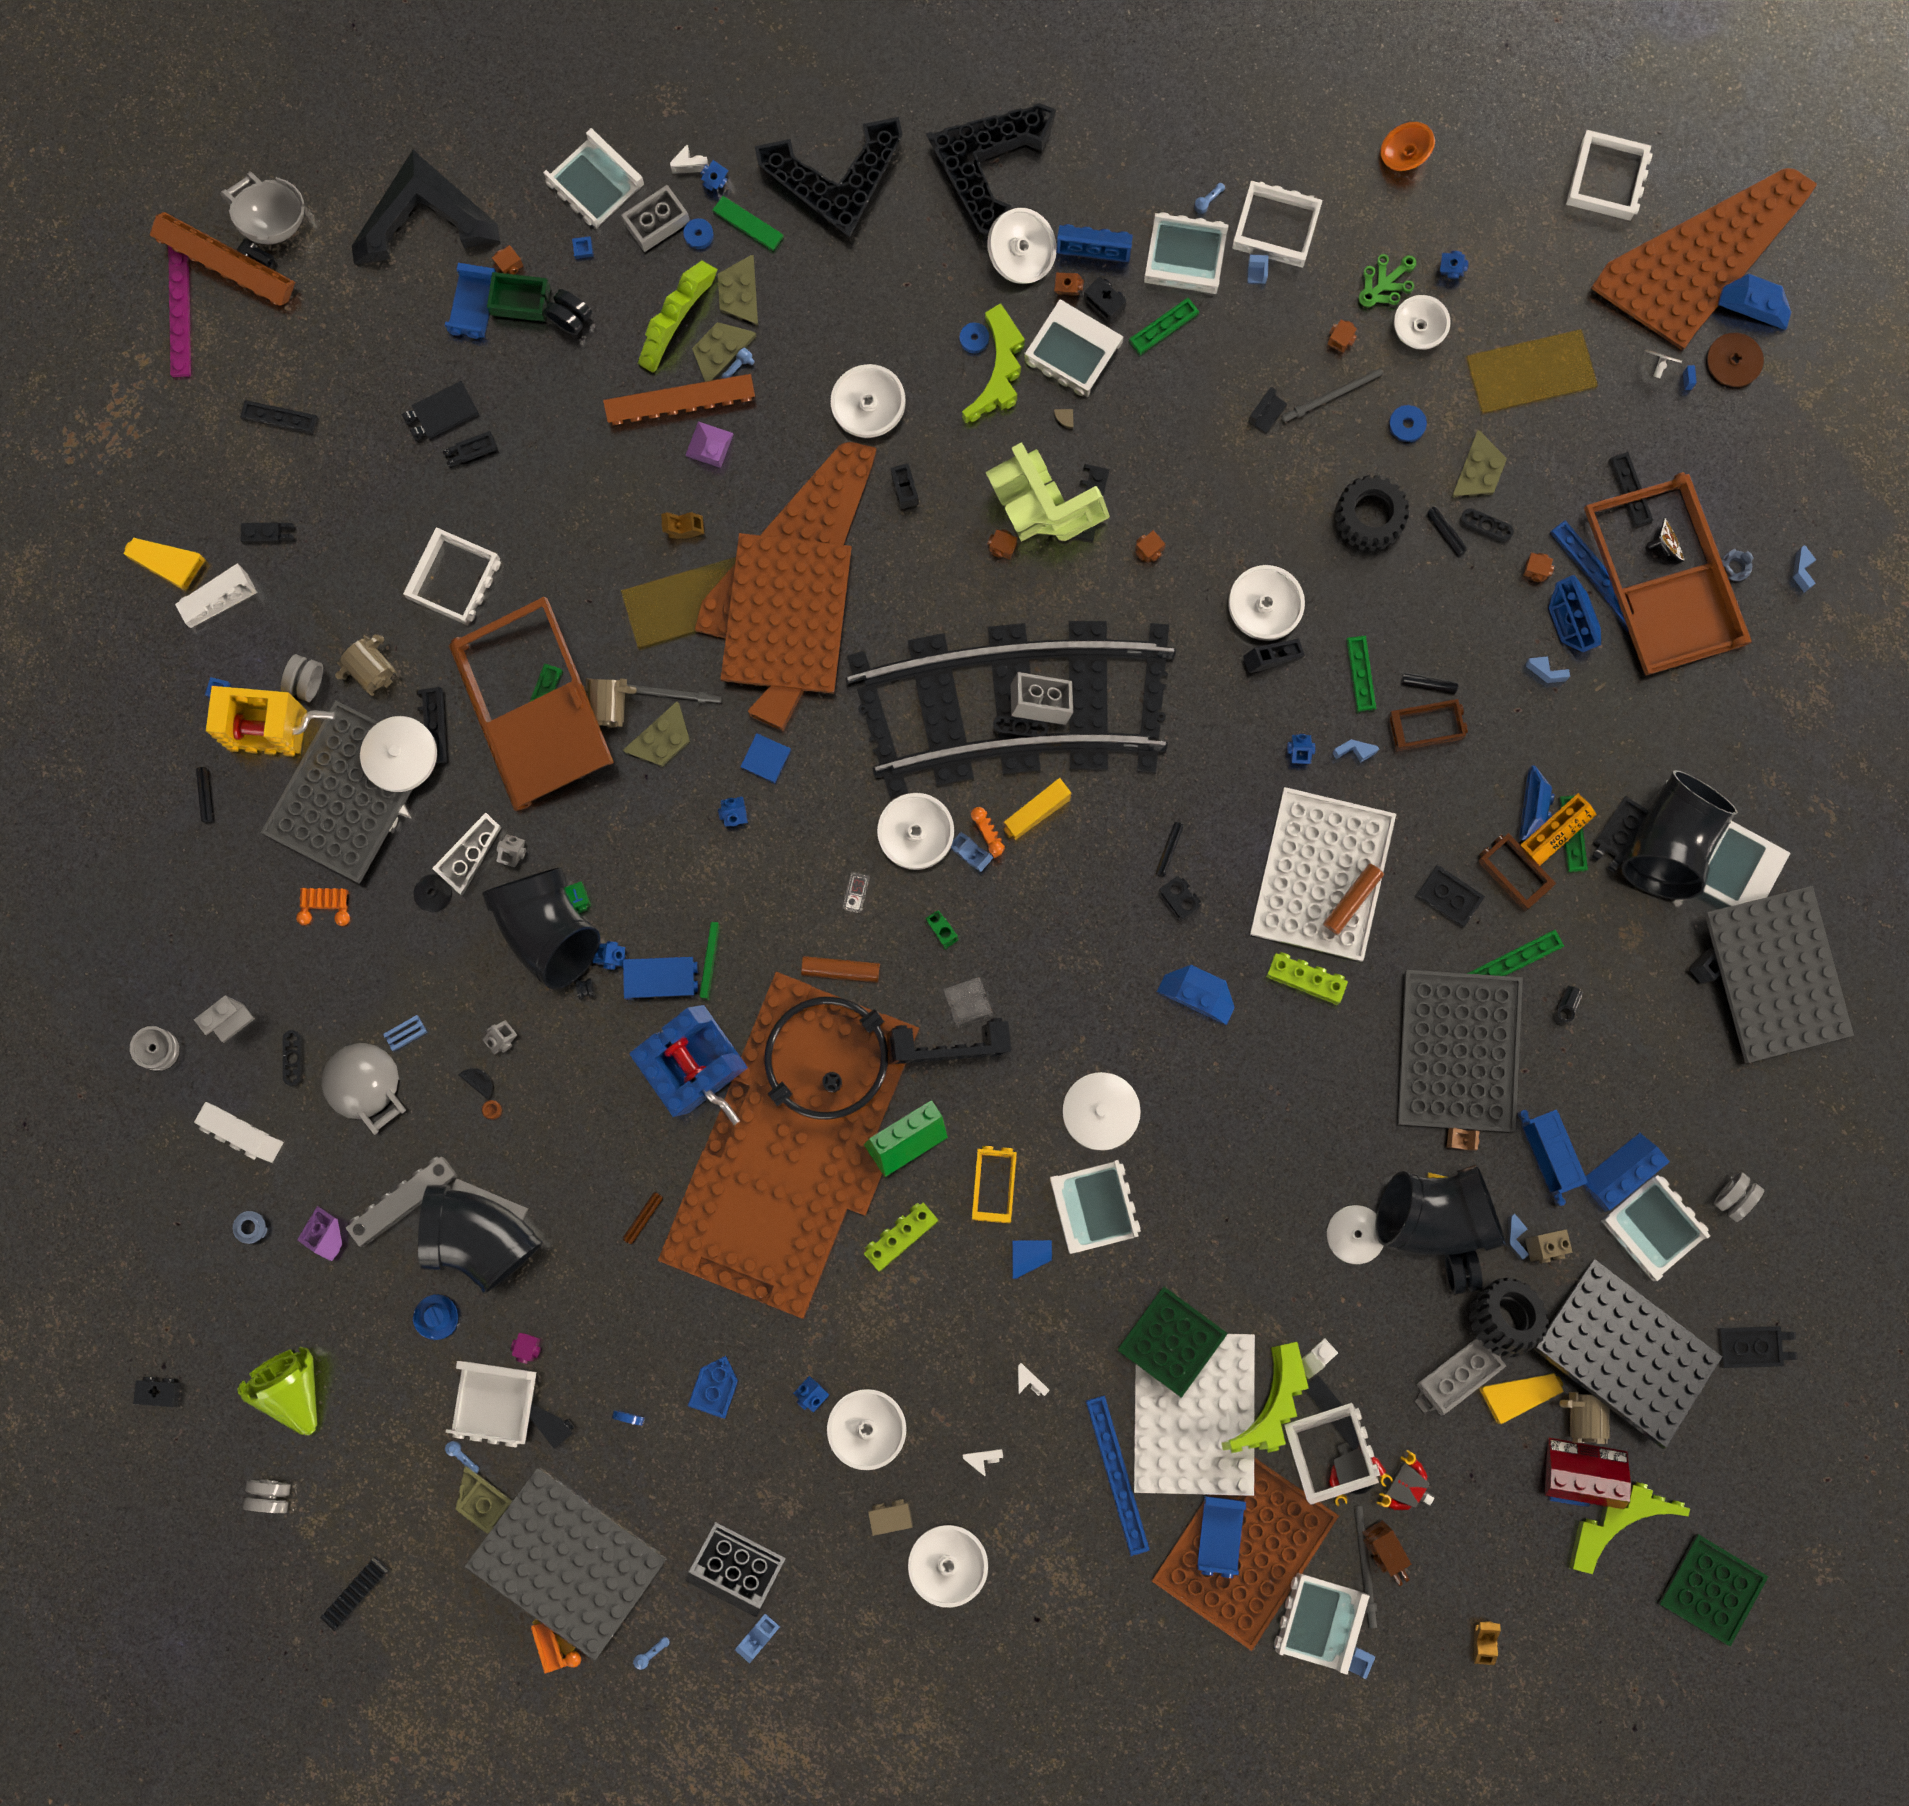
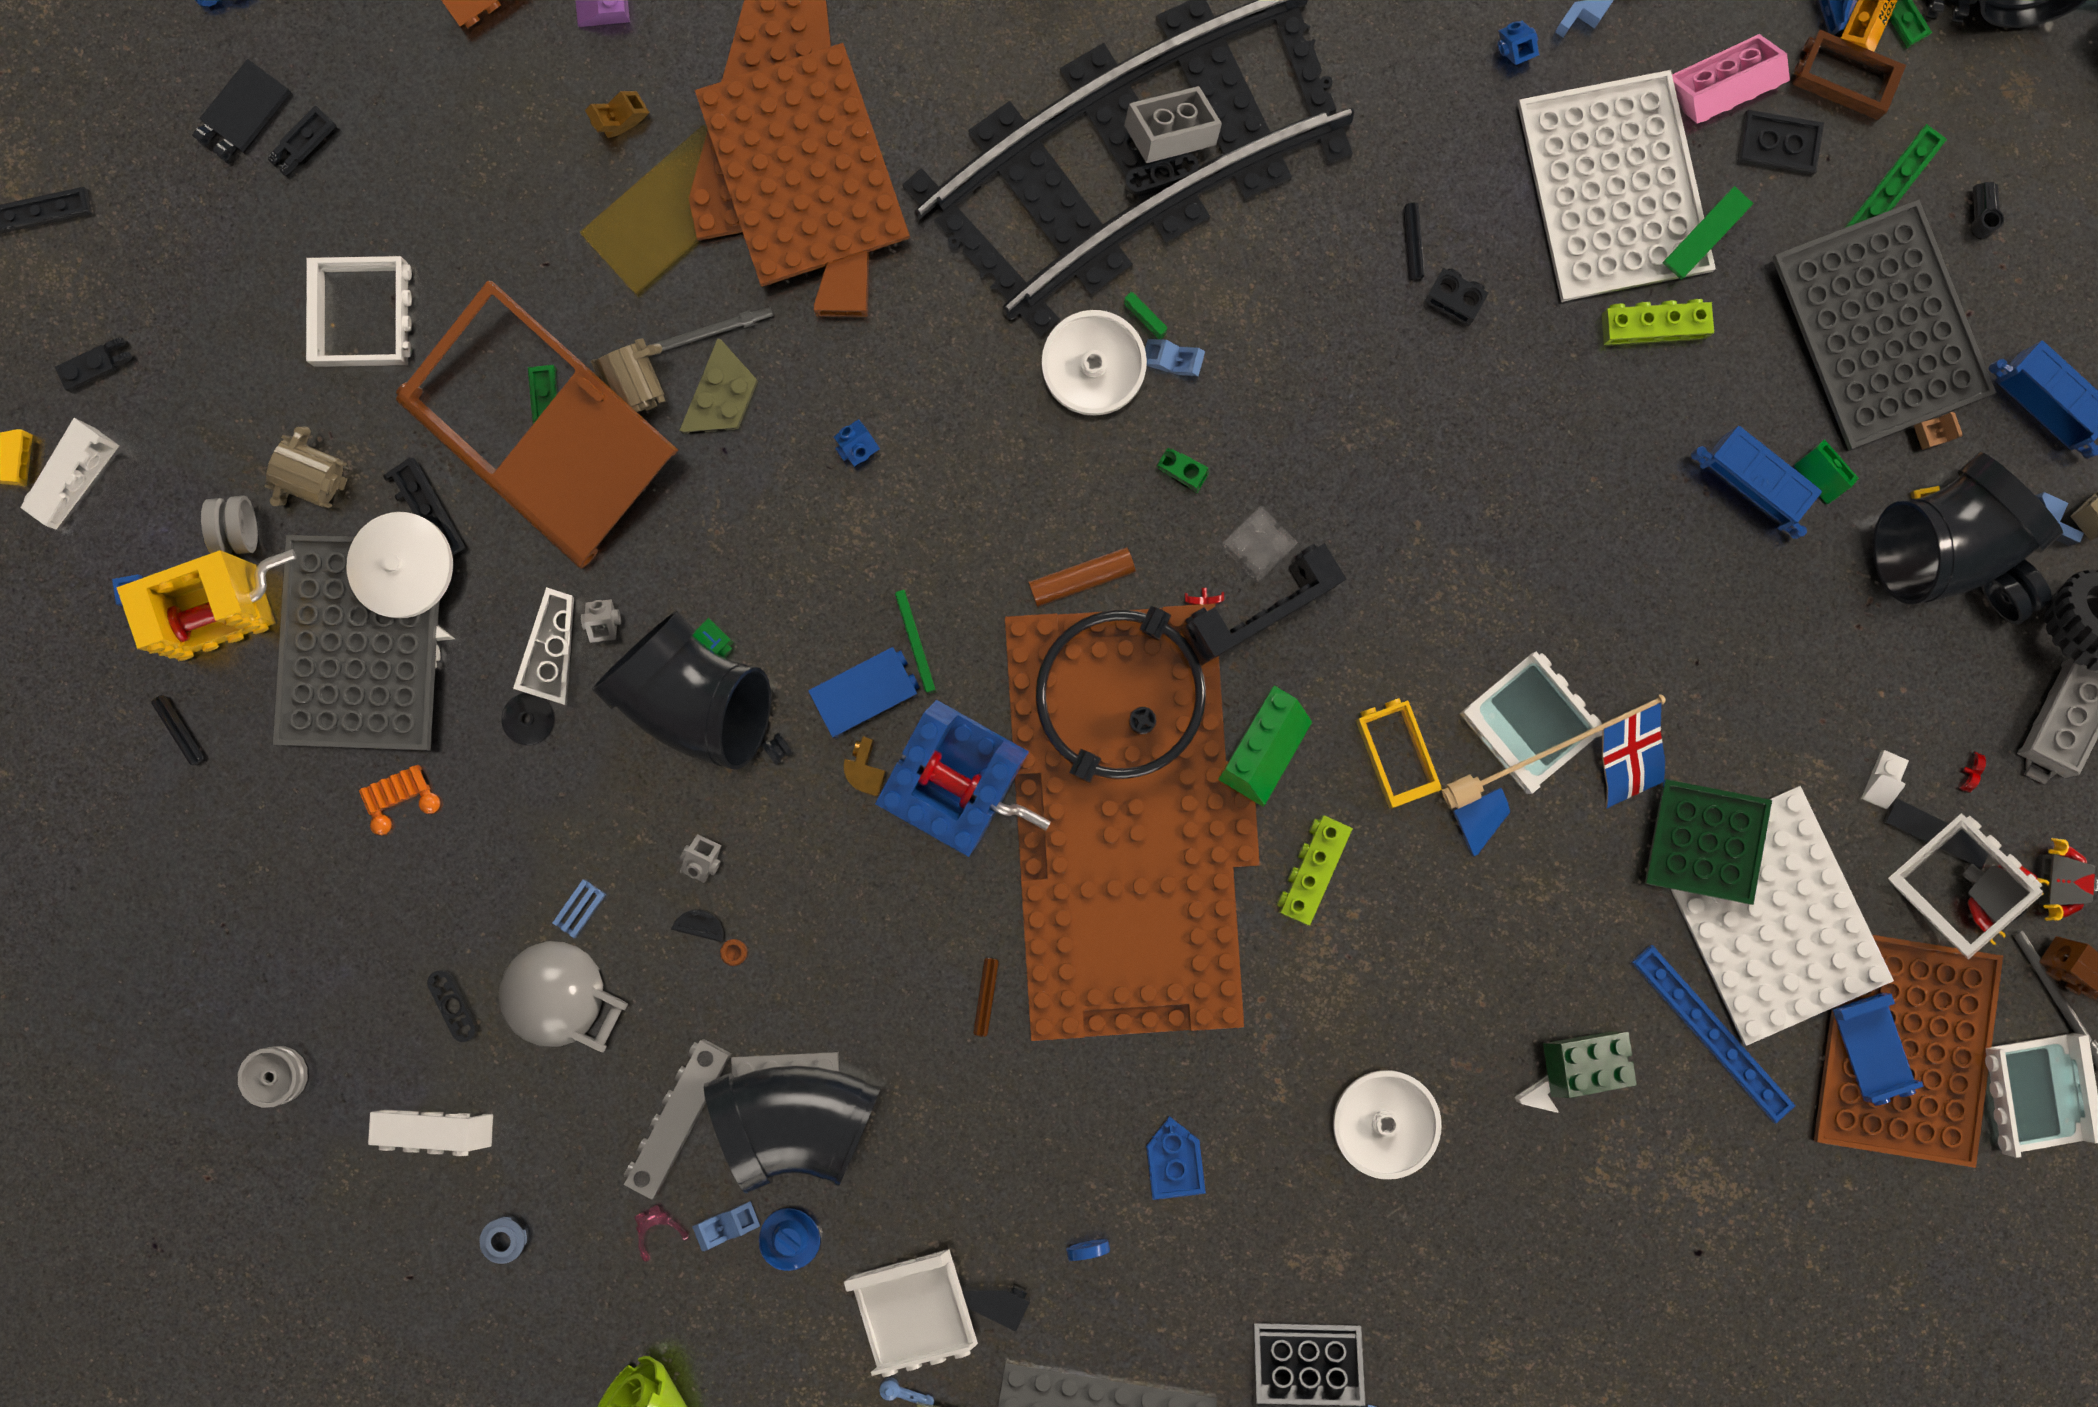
camera: 30 degrees left, 5 degrees up
(224, 1018) = (342, 998): light grey panel -> none
(322, 1234) = (597, 1206): medium lavender slope -> none
(348, 1260) = (654, 1218): none -> clear pink helmet
(398, 1288) = (726, 1226): none -> medium blue slope
(525, 1348) = (919, 1224): magenta brick -> none
(610, 955) = (789, 693): blue brick -> none
(630, 1028) = (859, 774): none -> pearl gold brick
(765, 758) = (862, 358): blue tile -> none
(810, 1394) = (1298, 1114): blue brick -> none
(856, 892) = (1055, 473): clear tile -> none
(890, 1518) = (1468, 1217): dark tan brick -> none
(914, 1022) = (1204, 600): none -> red piece
(948, 1566) = (1565, 1242): white dish -> none
(965, 816) = (1145, 315): none -> green tile
(994, 844) = (1199, 336): orange gear -> none
(1021, 1453) = (1589, 1064): none -> piece
(1026, 1377) = (1549, 969): white slope -> none
(1037, 809) = (1231, 265): yellow slope -> none
(1101, 1111) = (1484, 602): white dish -> none
(1149, 1259) = (1630, 758): none -> flag
(1199, 992) = (1533, 400): blue wedge -> none
(1288, 1381) = (1873, 859): lime arch -> none
(1325, 1113) = (1761, 478): none -> blue container
(1342, 1235) = (1845, 612): white dish -> none
(1353, 899) = (1669, 197): dark orange brick -> none
(1368, 934) = (1708, 233): none -> green tile
(1375, 1131) = (1826, 471): none -> green panel
(1380, 1383) = (1975, 773): none -> red piece
(1434, 837) = (1730, 78): none -> bright pink slope

